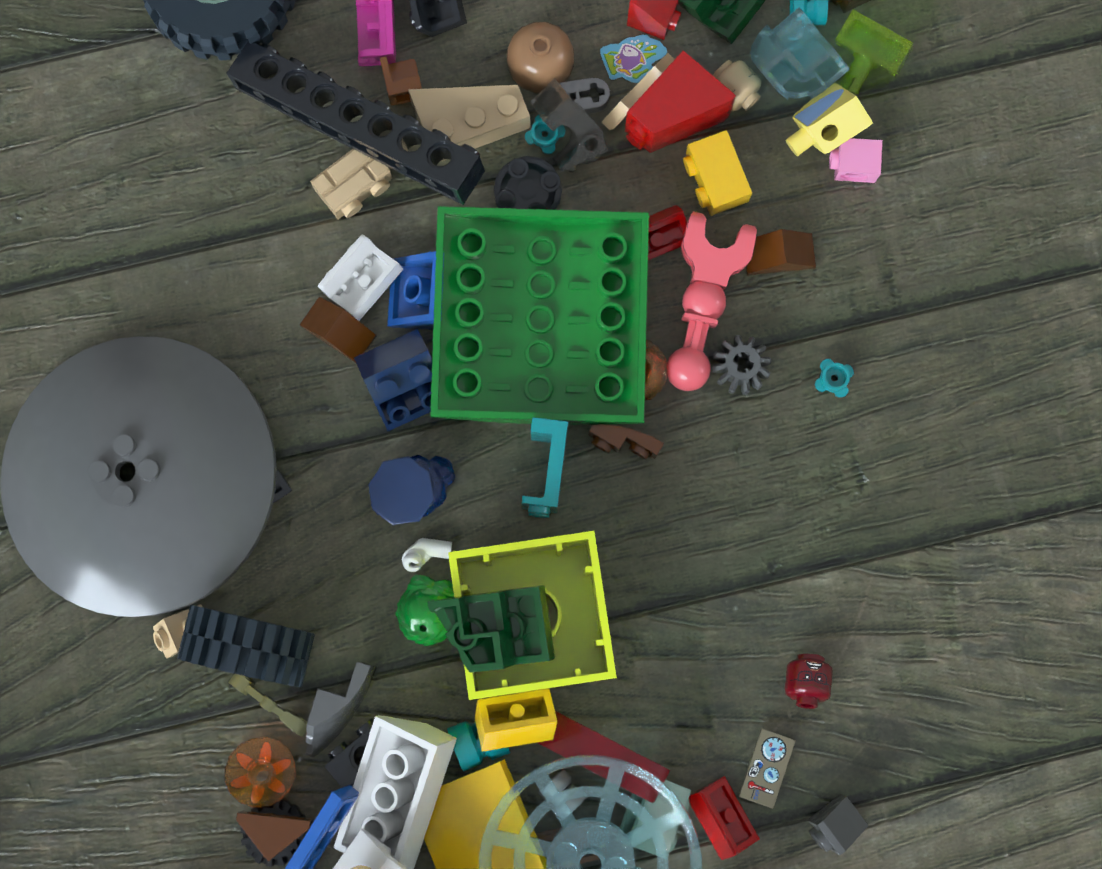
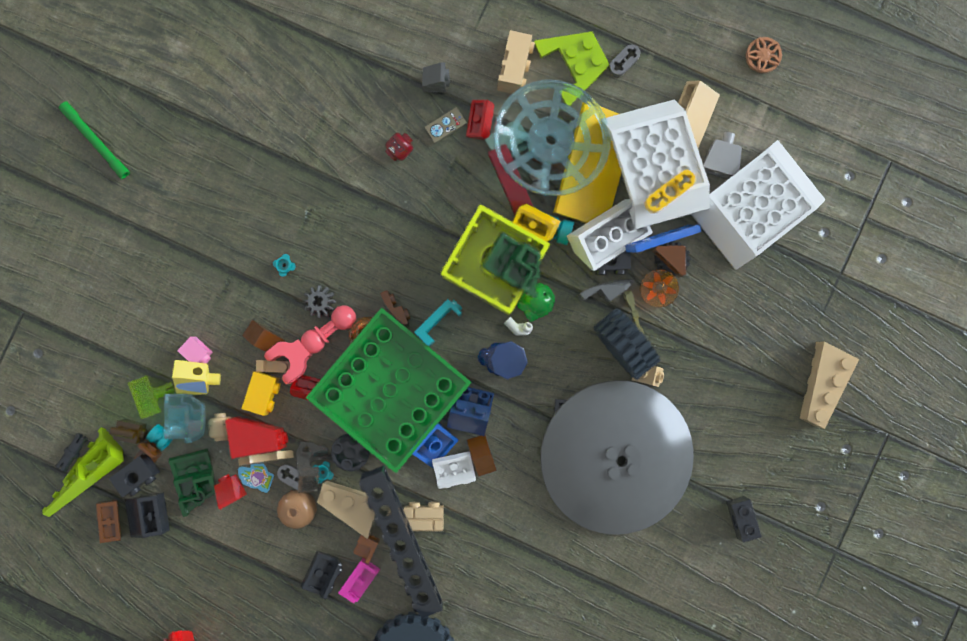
camera: 140 degrees left, 5 degrees up
(730, 226) = (272, 366): none -> tan piece

